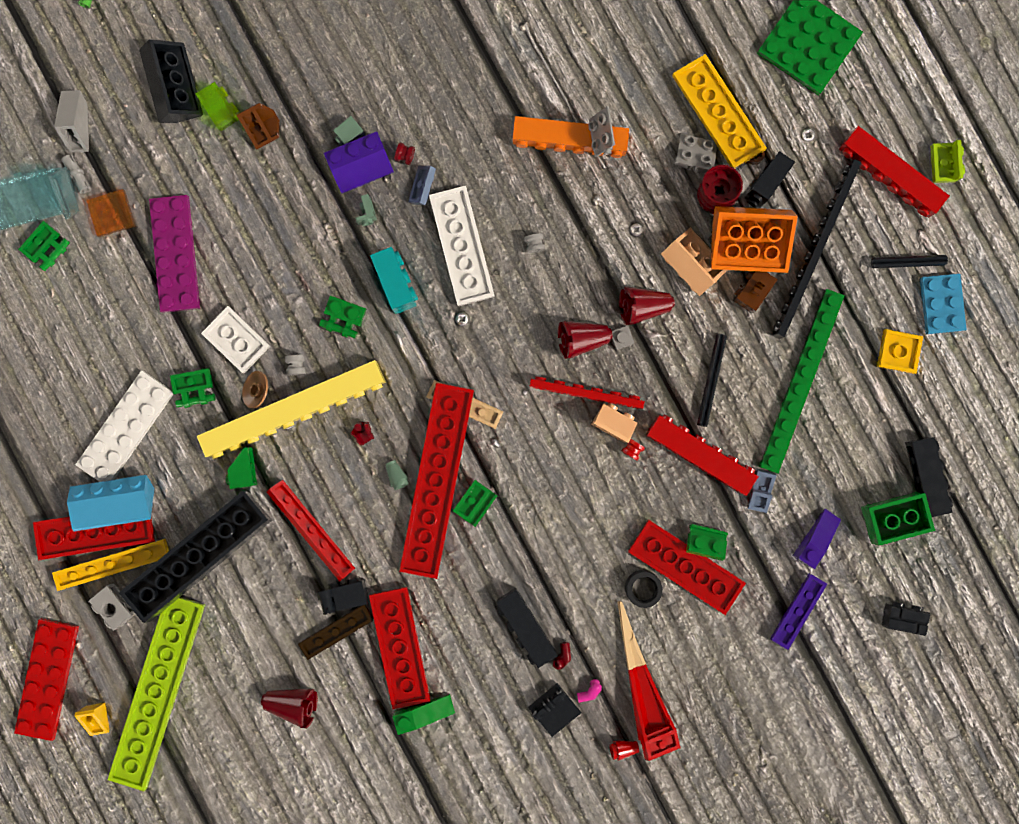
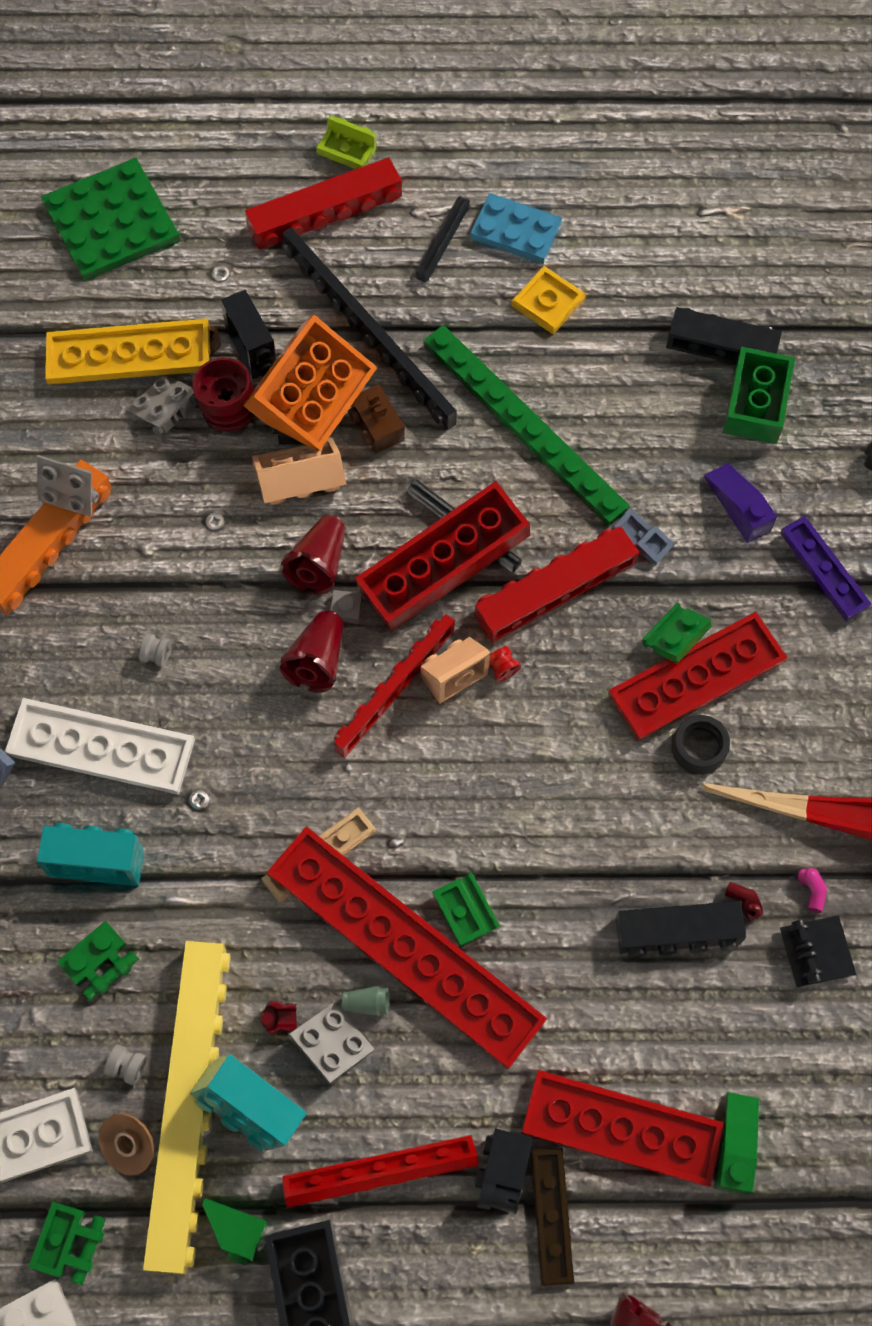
camera: 65 degrees left, 20 degrees down
(302, 444) = (247, 1103): none -> teal brick
(364, 468) = (331, 1043): none -> light grey hinge
(680, 381) = (443, 556): none -> red brick

